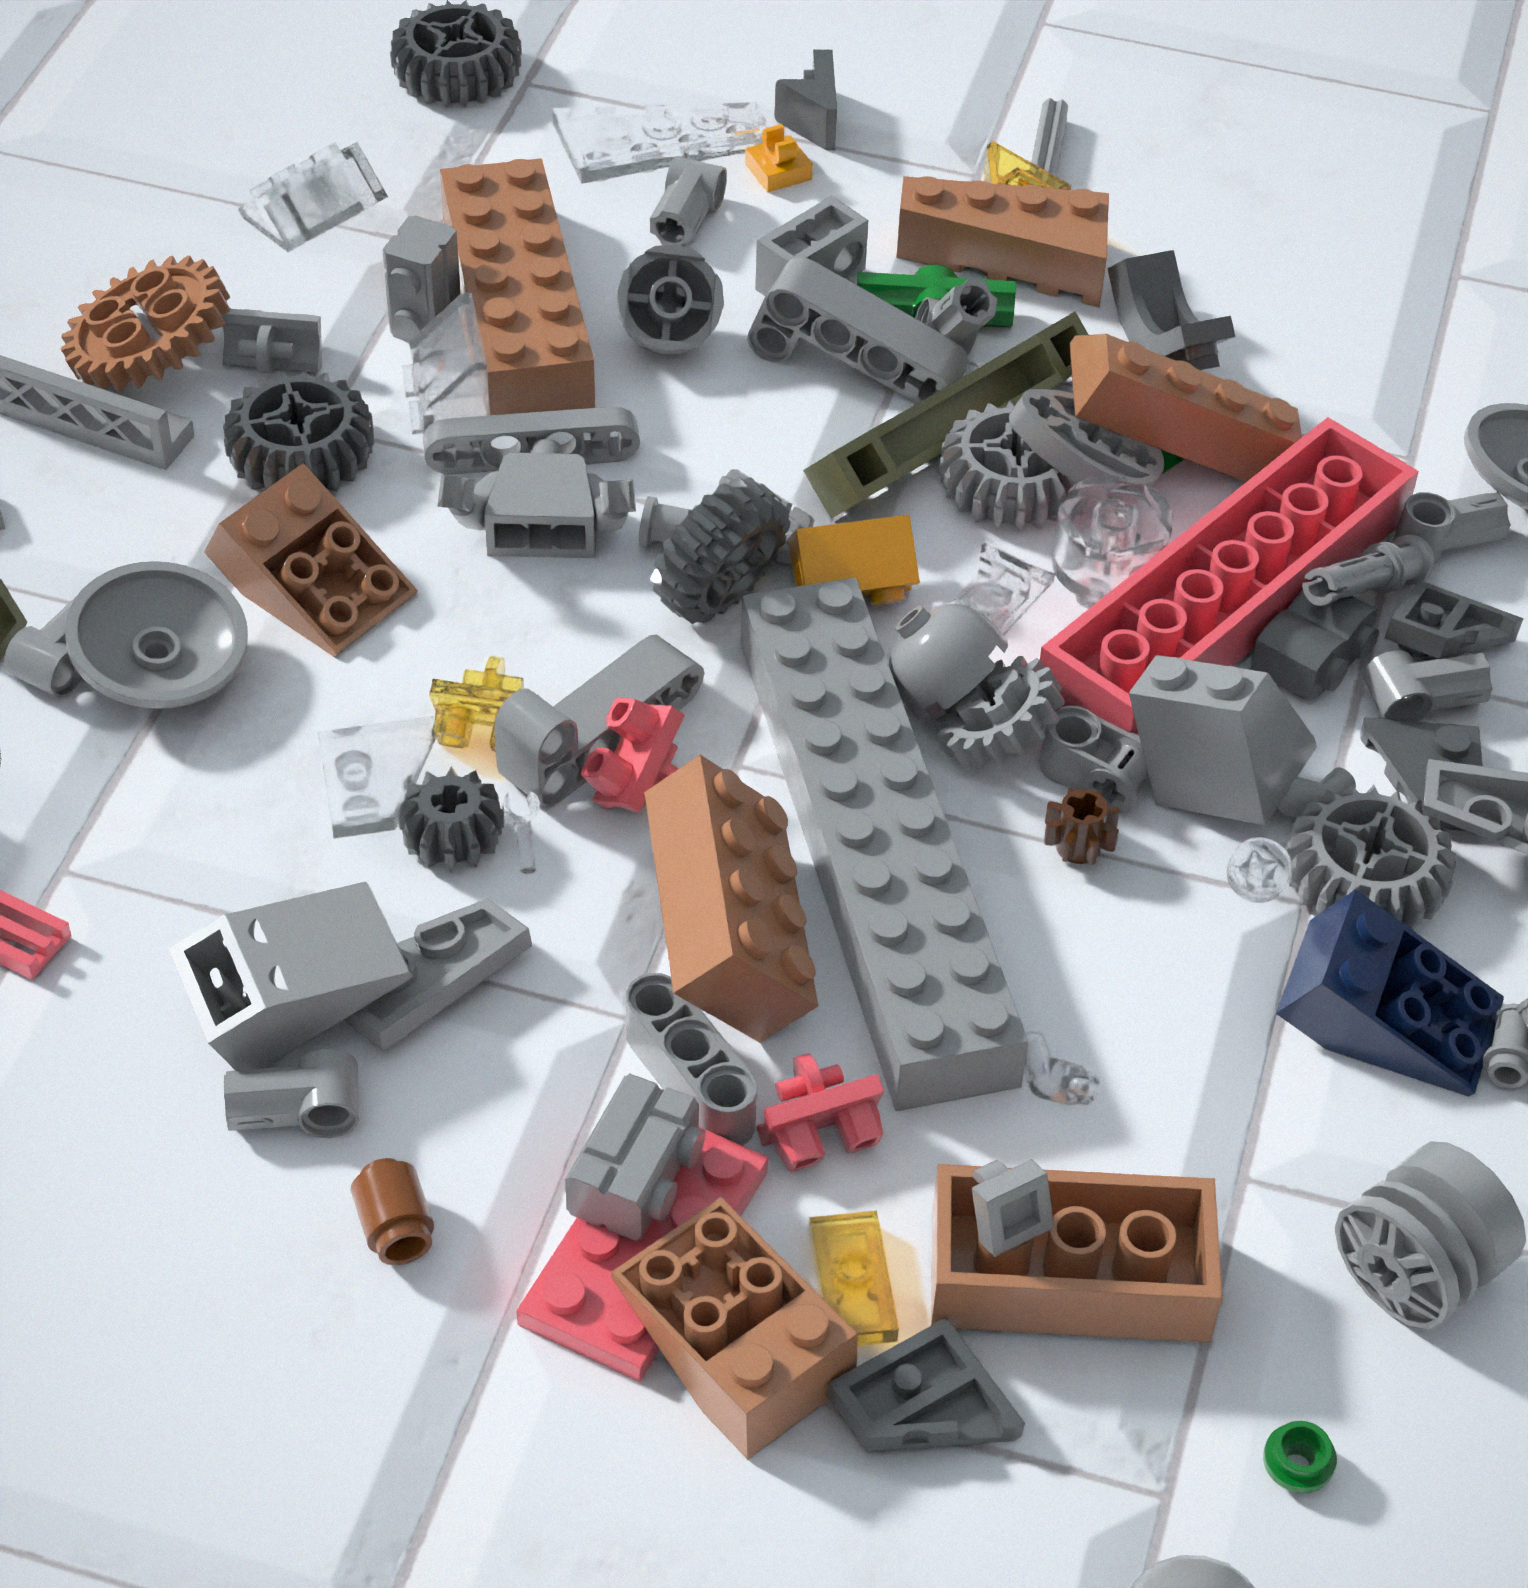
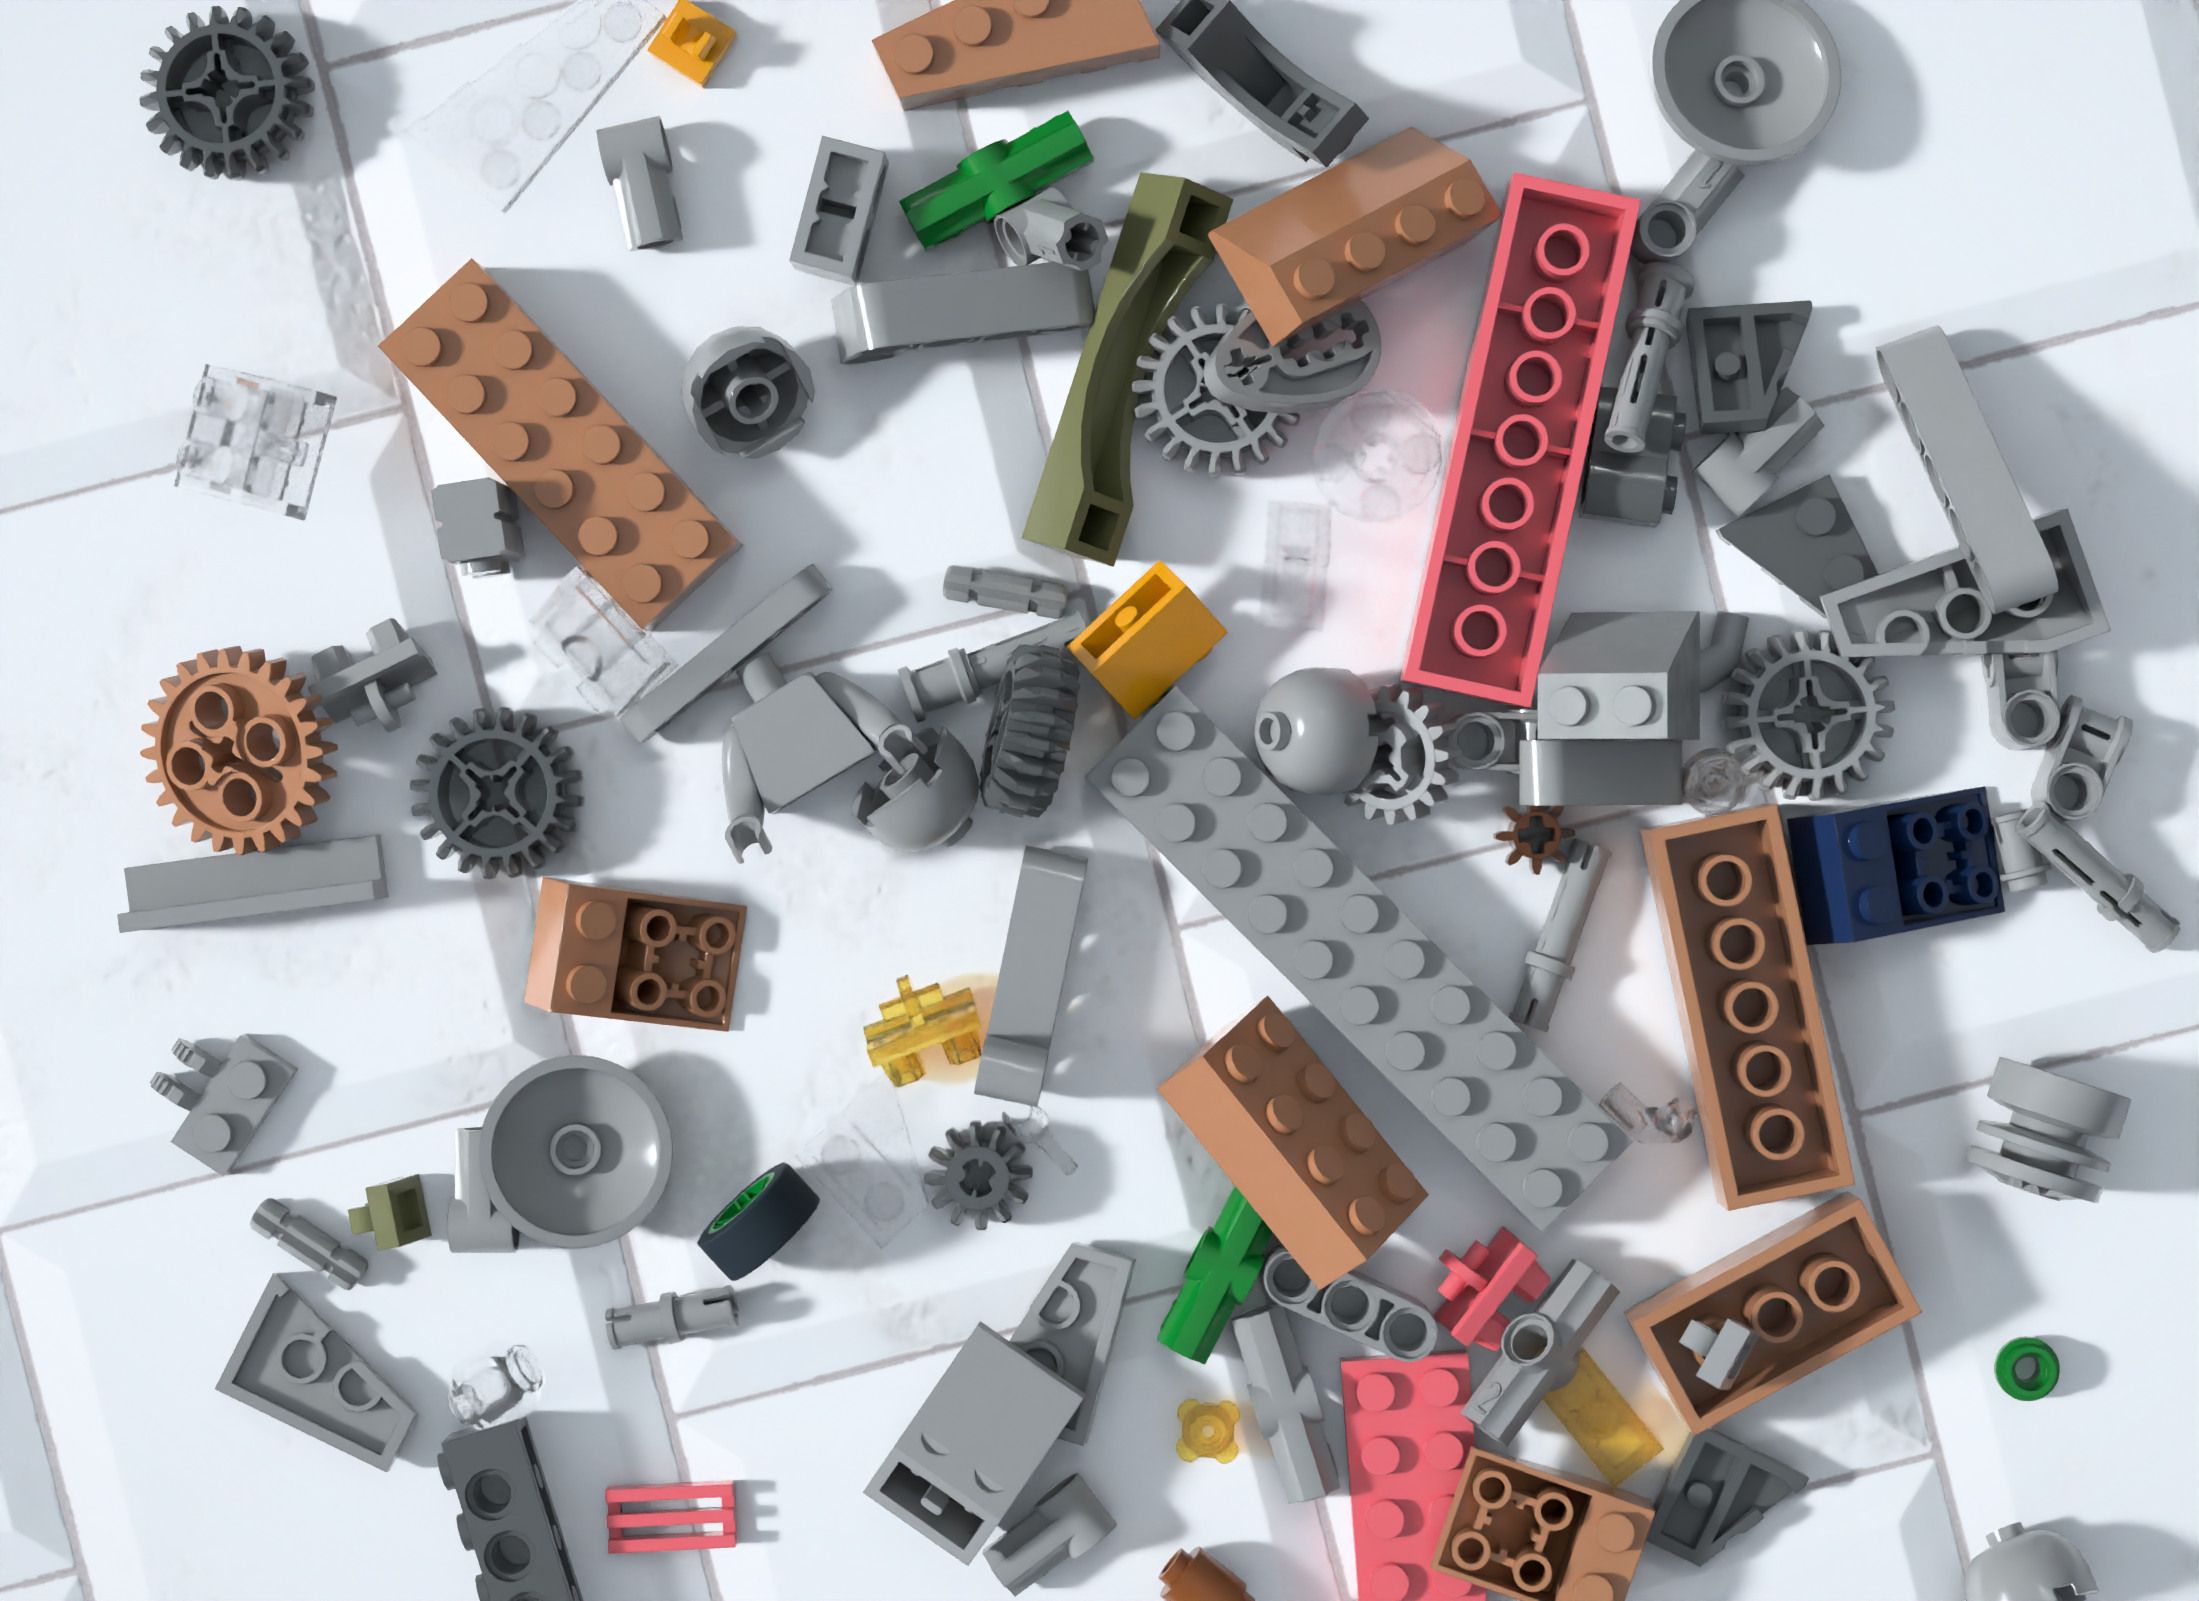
camera: 25 degrees left, 40 degrees up
(127, 791) = (672, 1317): none -> light grey pin
(252, 743) = (758, 1221): none -> black wheel
(493, 1113) = (1220, 1417): none -> clear yellow plate
(574, 1102) = (1285, 1403): none -> light grey piece
(586, 988) = (1216, 1279): none -> green piece
(605, 563) = (926, 802): none -> light grey cylinder
(634, 1156) = (1380, 1452): light grey brick -> none
(640, 757) = (1103, 1016): coral hips -> none
(834, 1178) = (1560, 1325): none -> light grey piece
(1040, 918) = (1560, 935): none -> light grey pin
(1166, 795) = (1600, 772): none -> light grey beam
(1193, 1013) = (1747, 1006): none -> nougat brick

